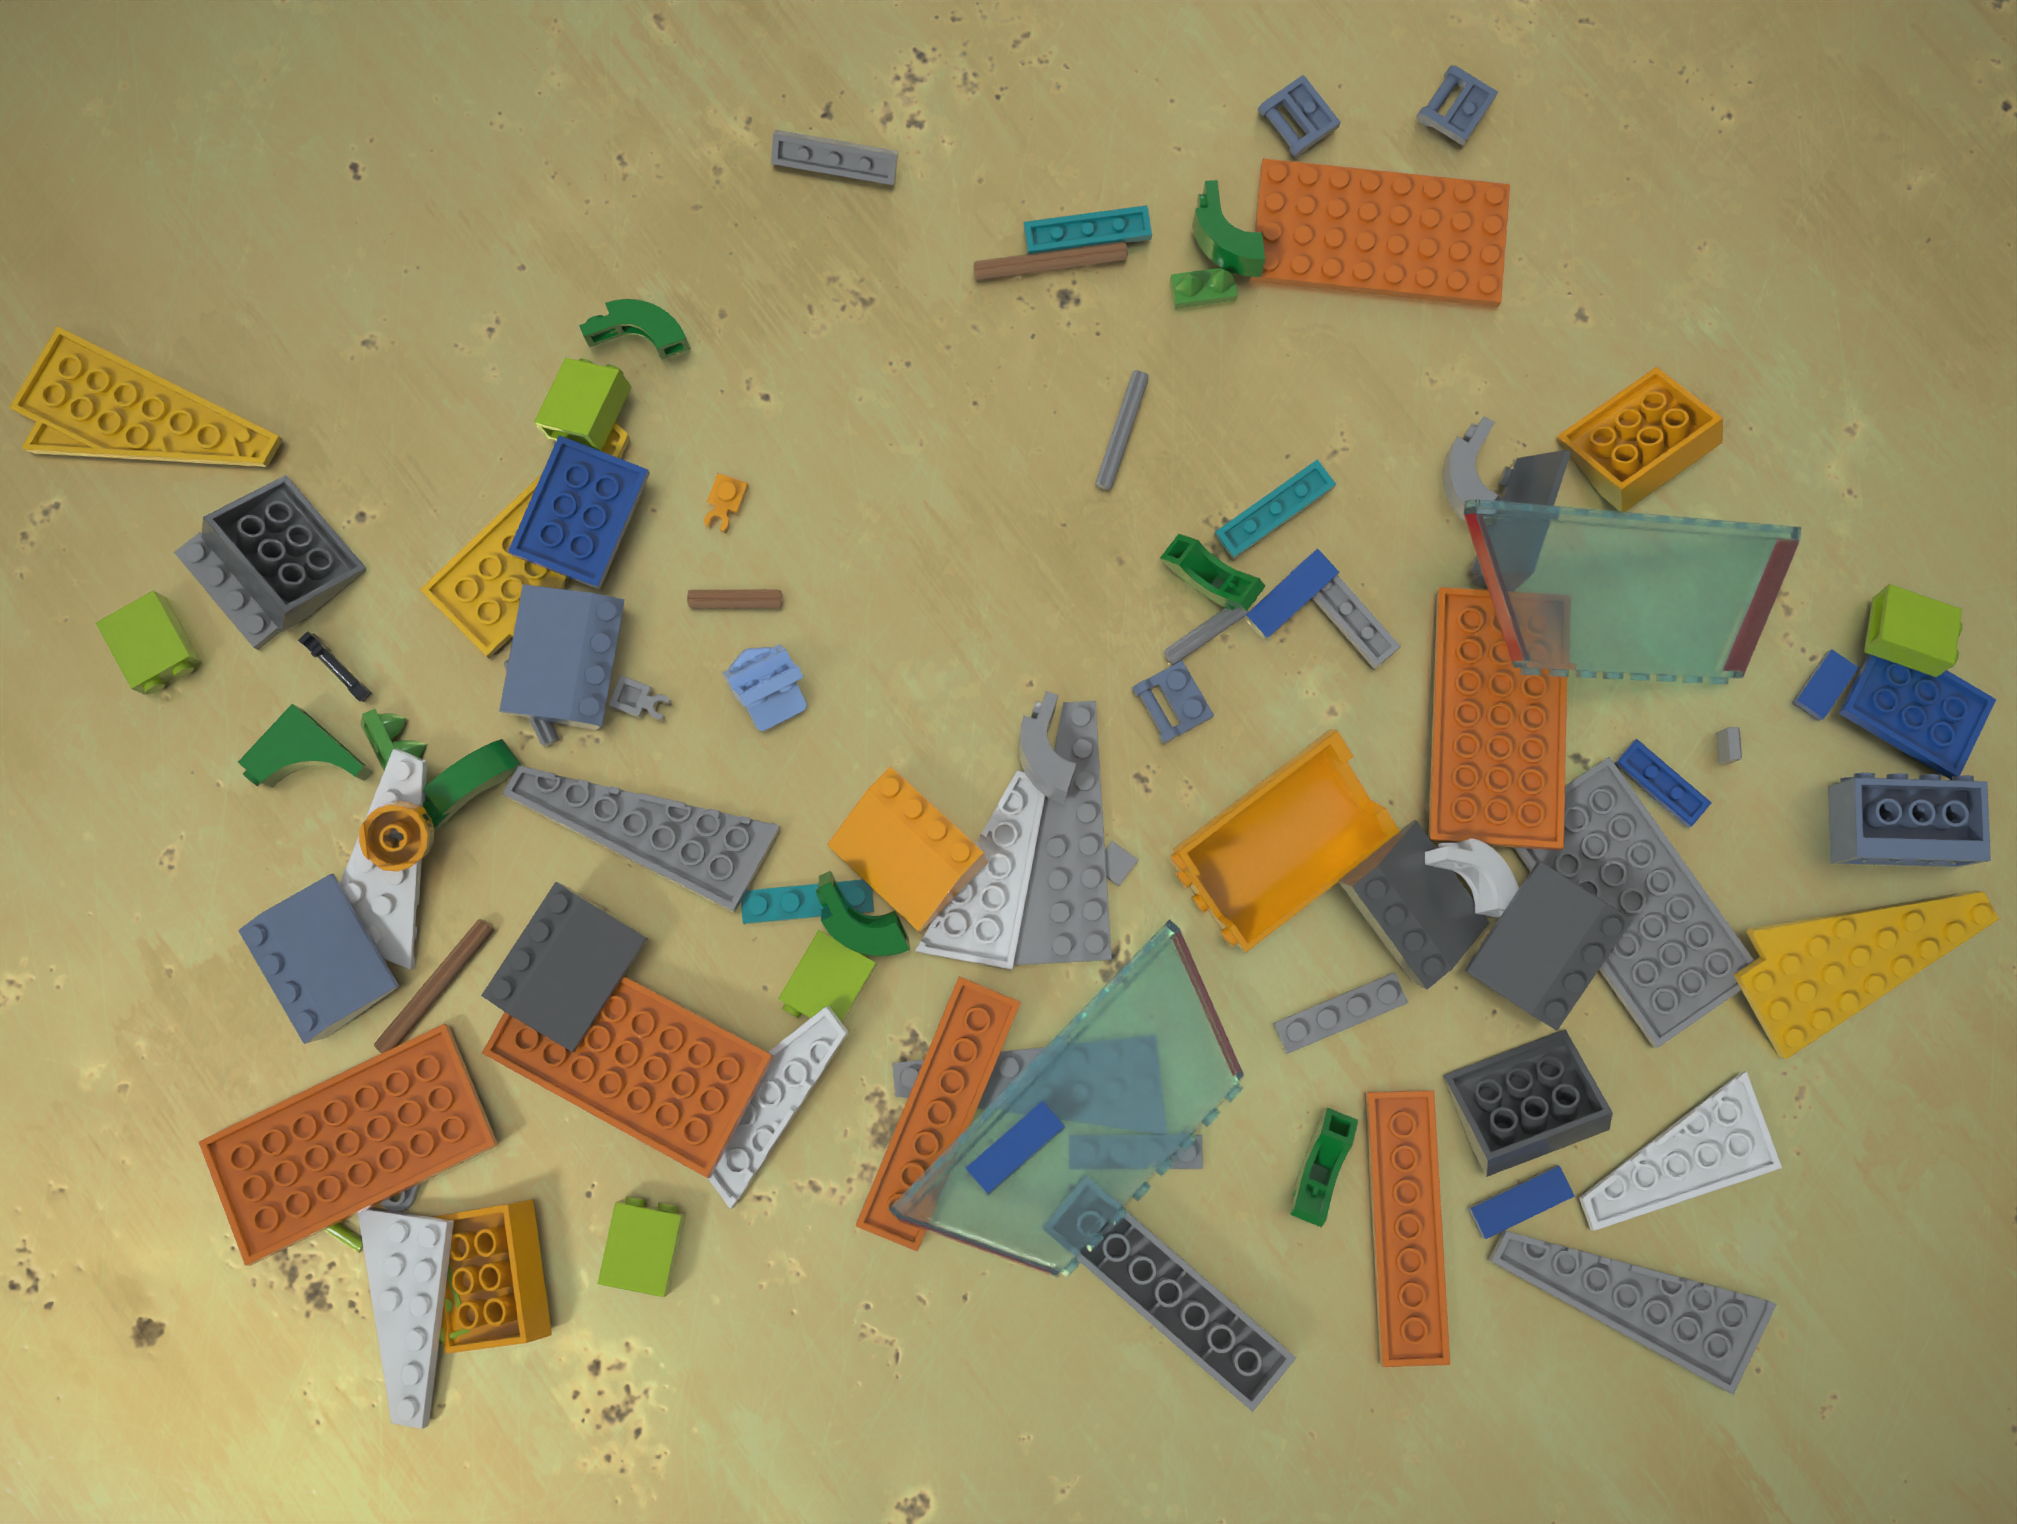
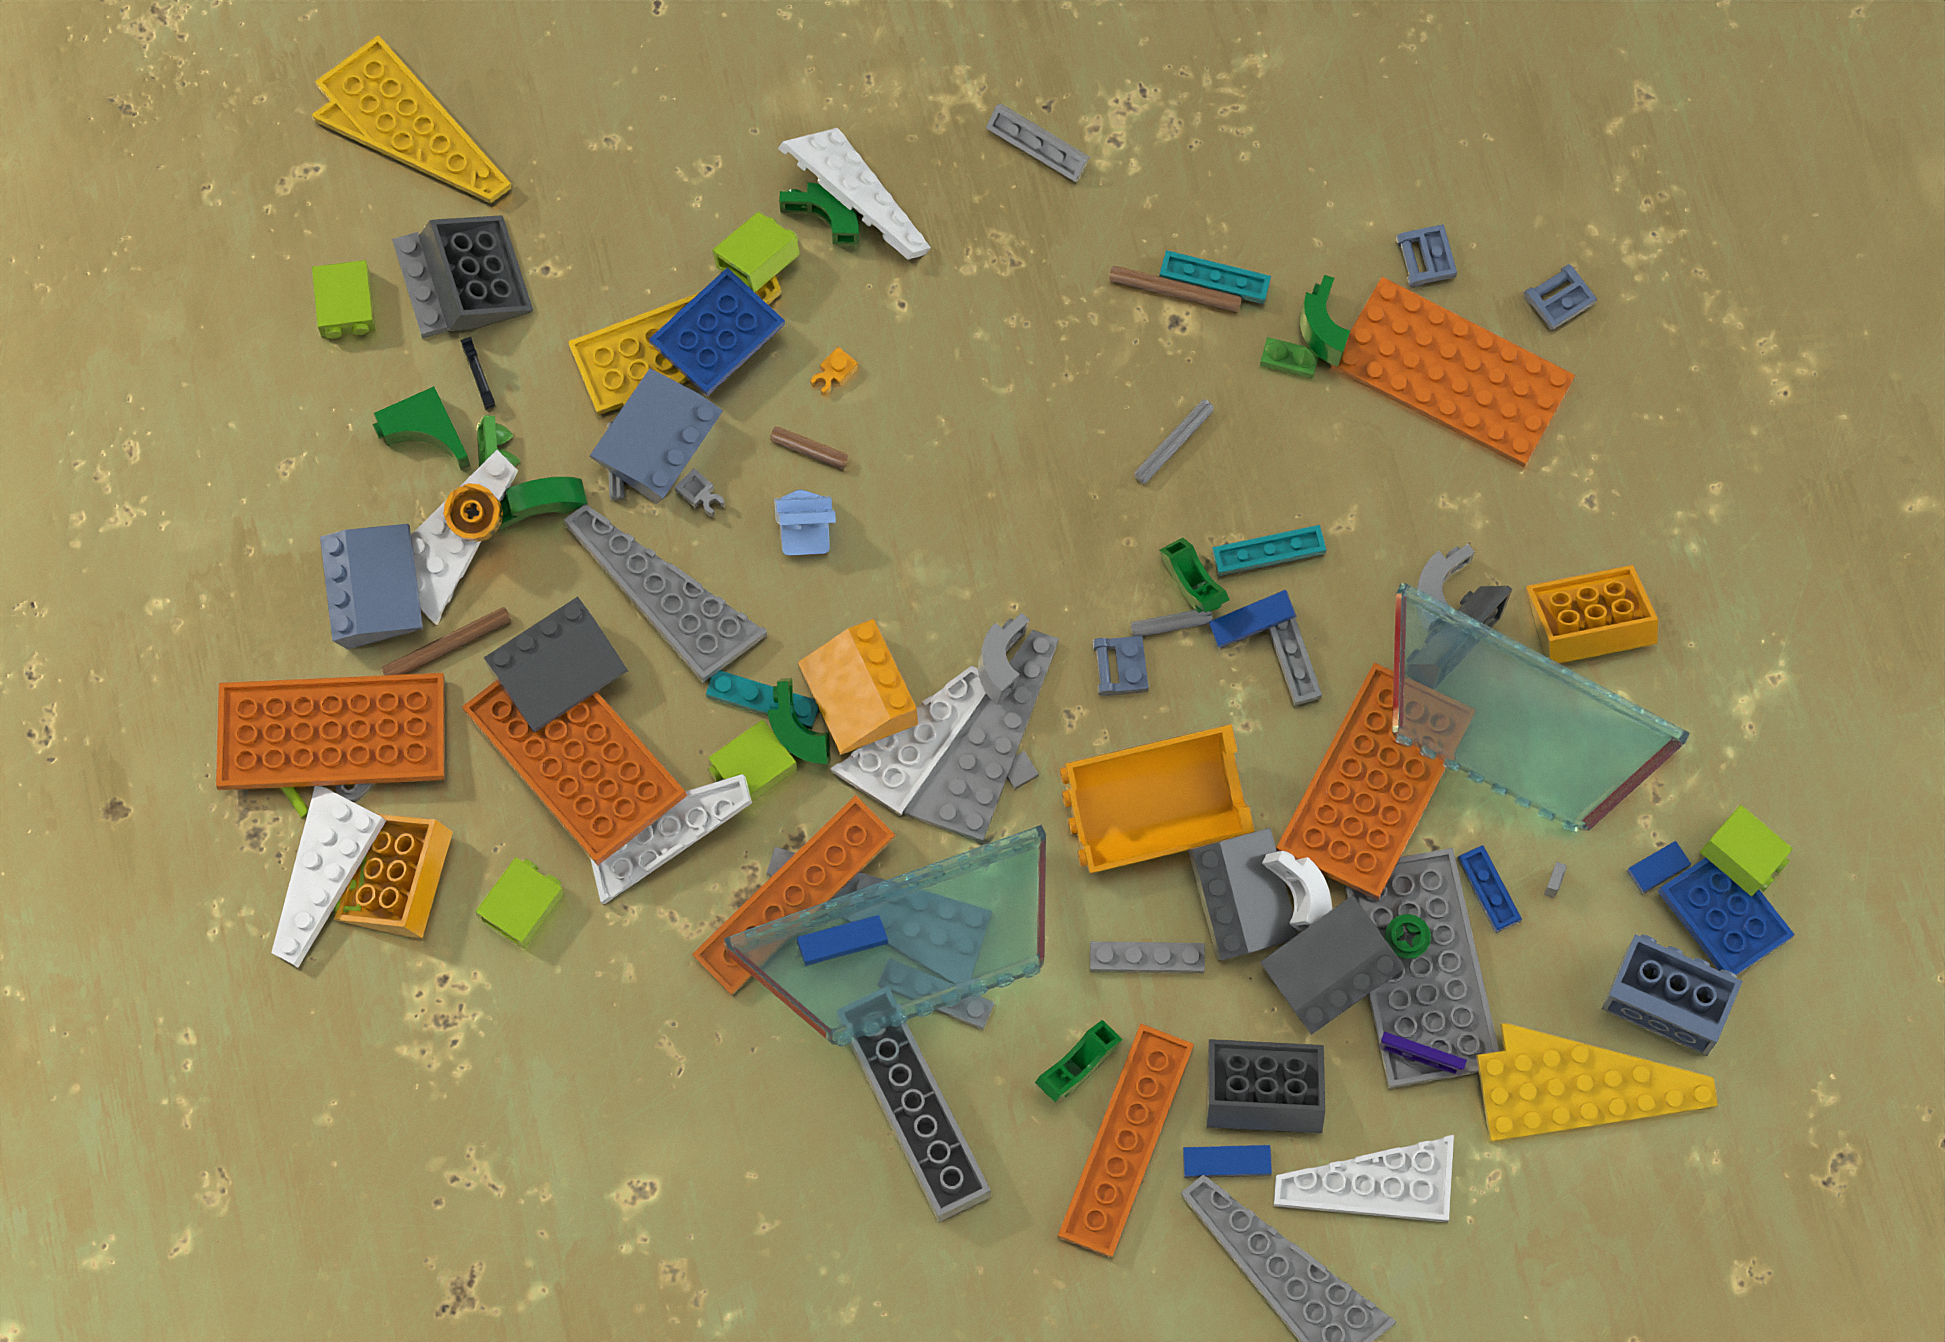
camera: 25 degrees right, 10 degrees down
(659, 286) = (856, 186): none -> white wing
(1623, 878) = (1413, 925): none -> green gear
(1682, 1001) = (1422, 1054): none -> dark purple tile

